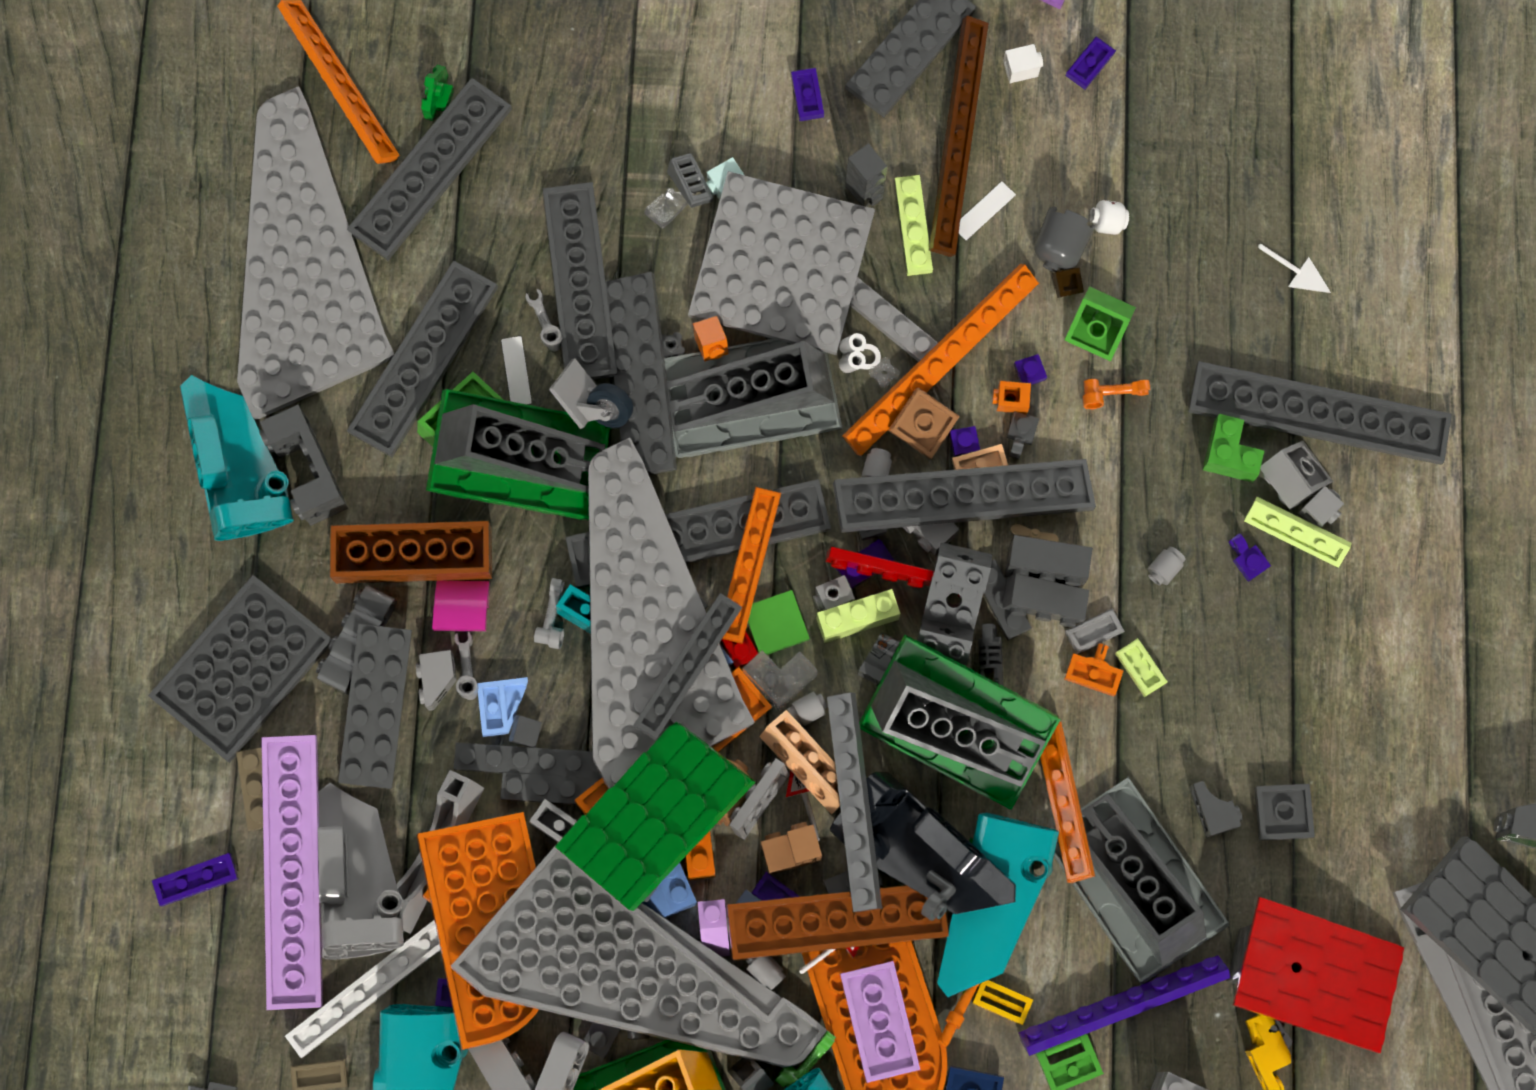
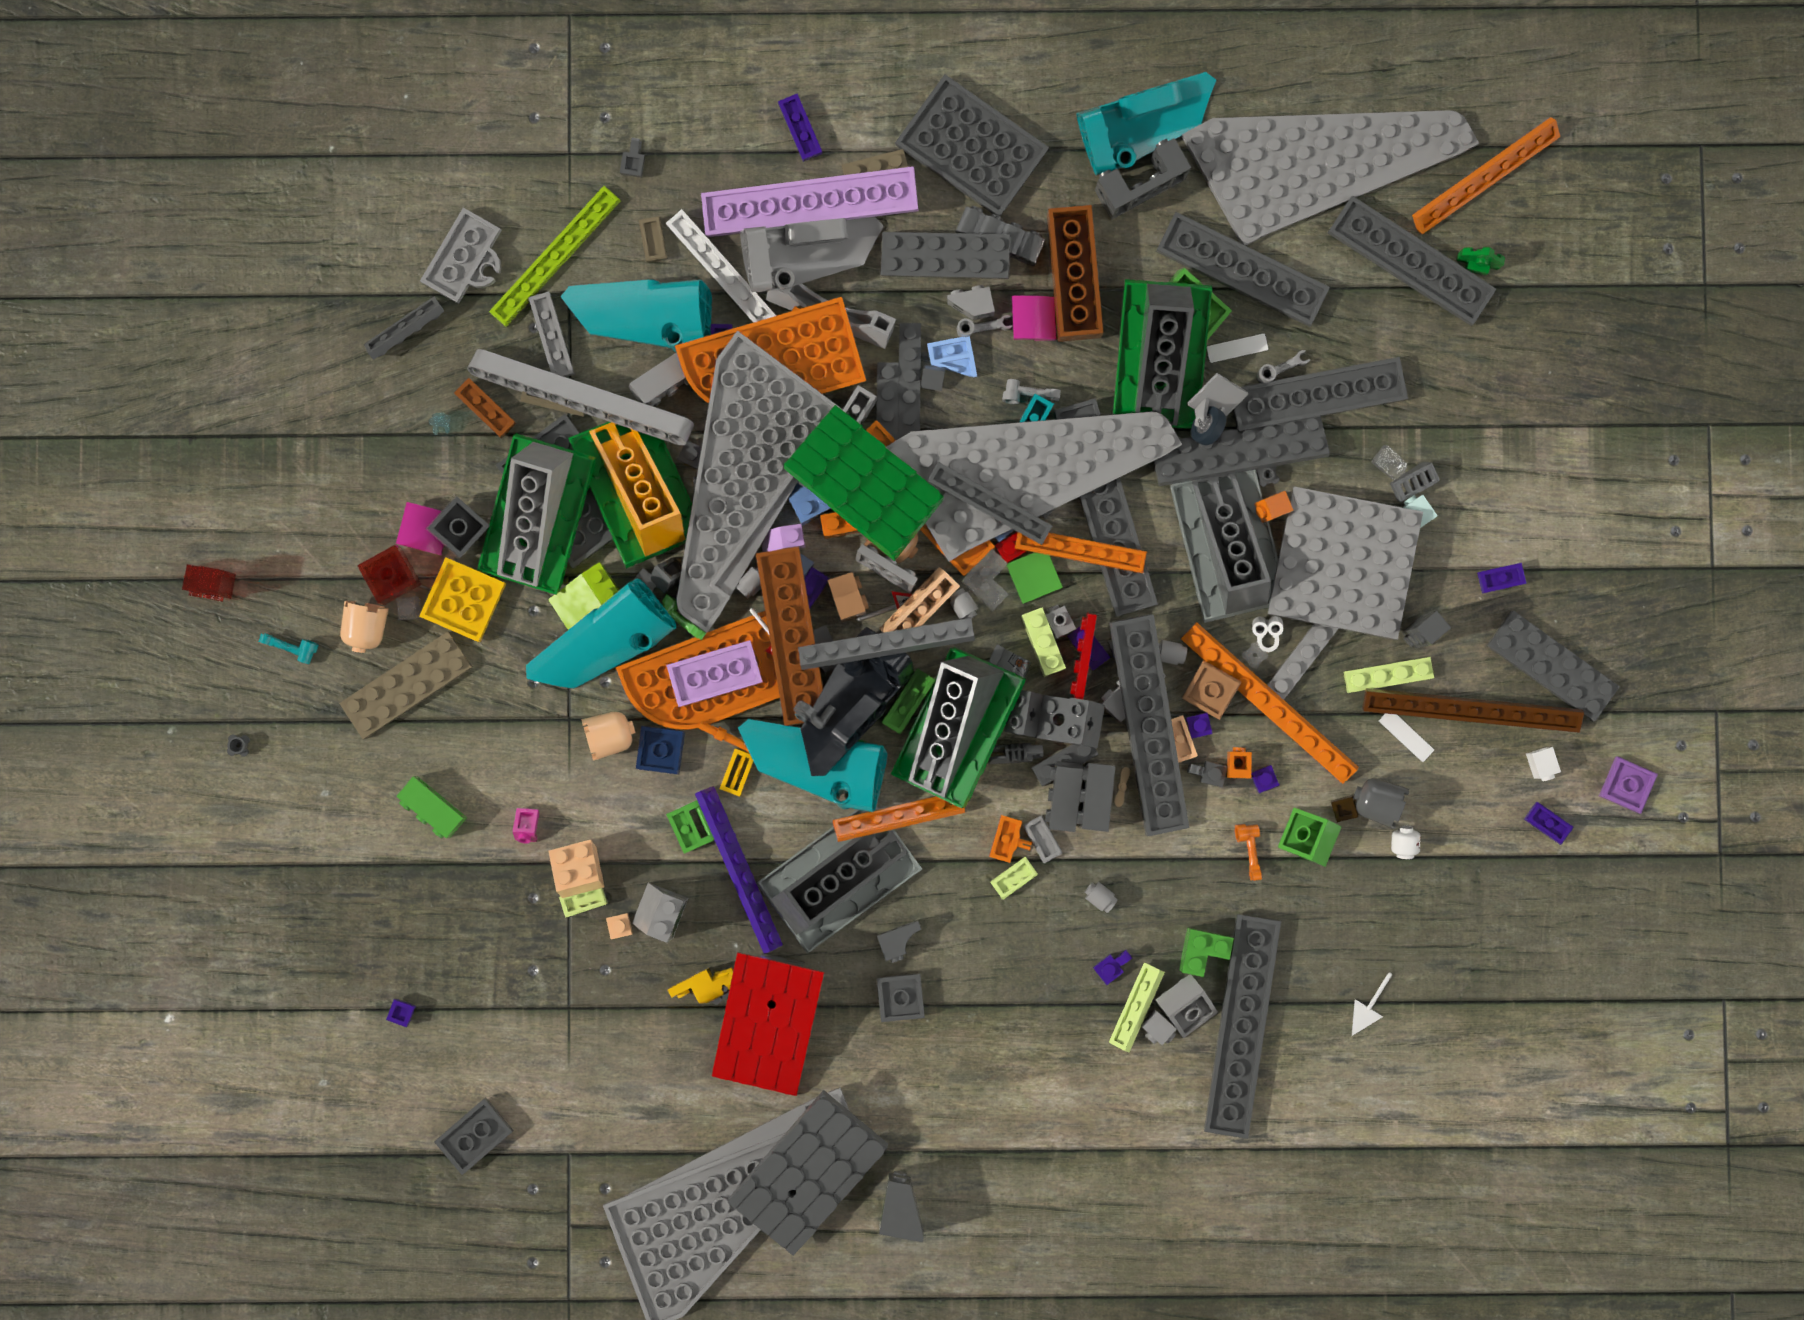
camera: 90 degrees right, 10 degrees up
(923, 783) = (908, 701): none -> bright green plate

